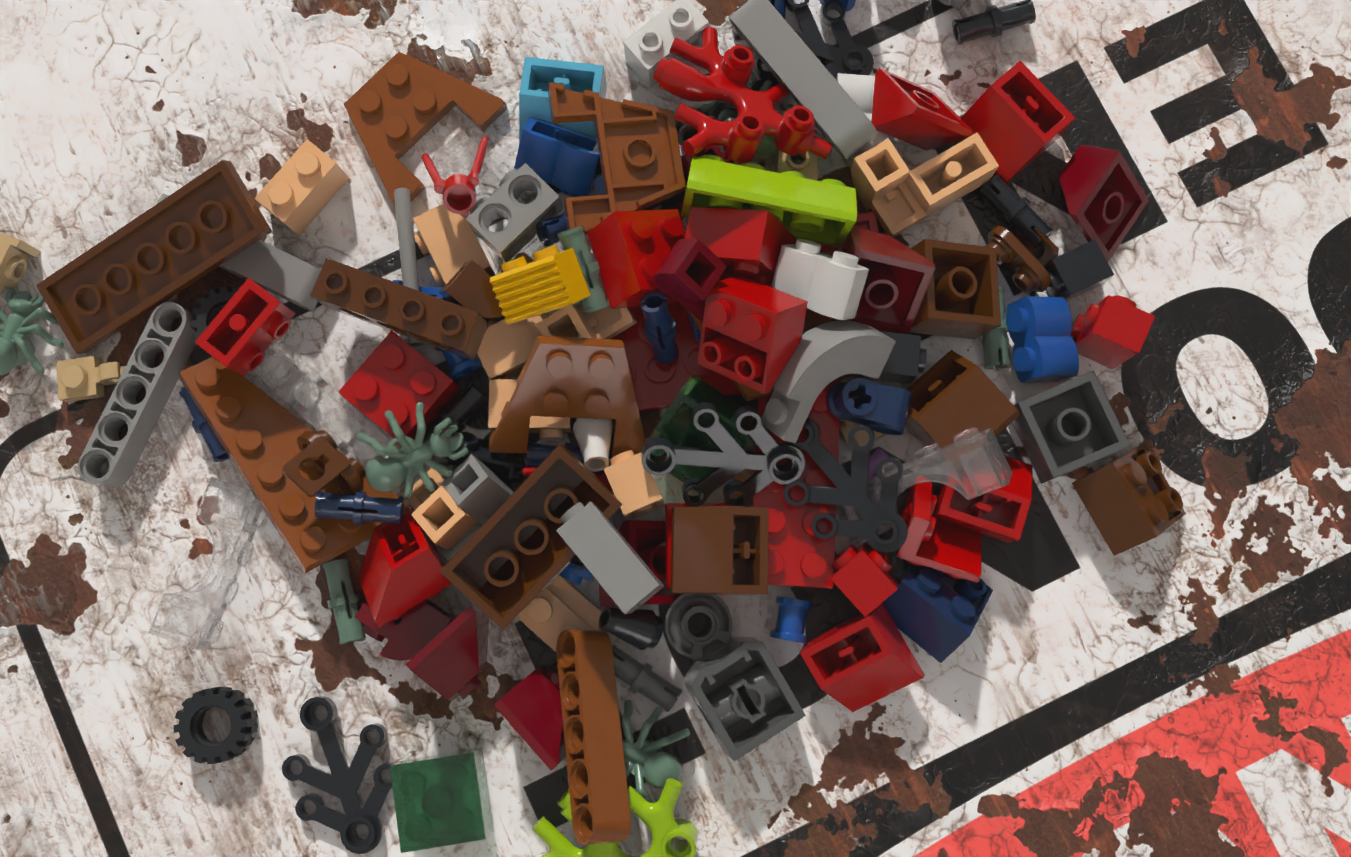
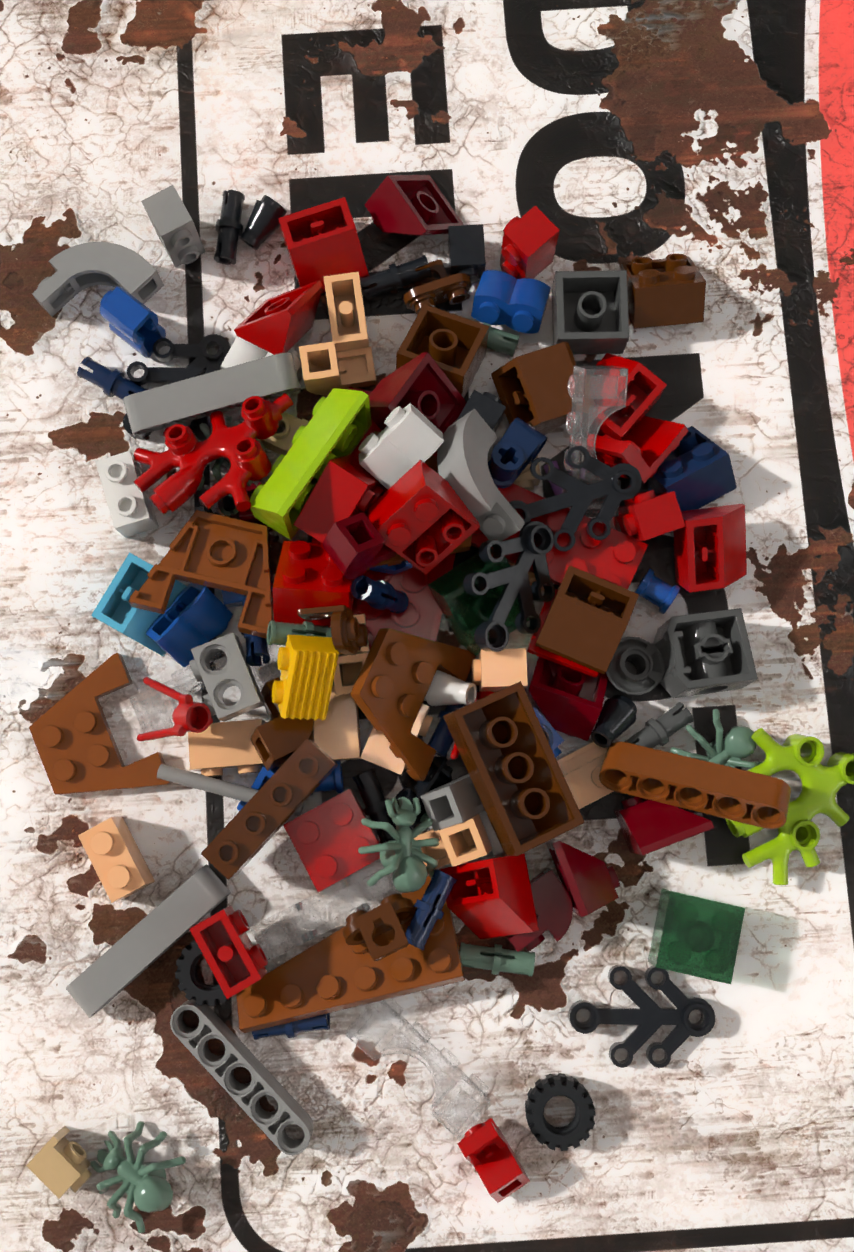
camera: 75 degrees left, 0 degrees up
(85, 378) = (203, 1121): tan plate -> none
(145, 674) = (493, 1160): none -> red brick
(154, 257) = (125, 1015): reddish brown plate -> none
(600, 299) = (346, 632): none -> reddish brown bracket
(608, 557) = (564, 706): light grey slope -> none
(1012, 49) = (262, 221): none -> black cone

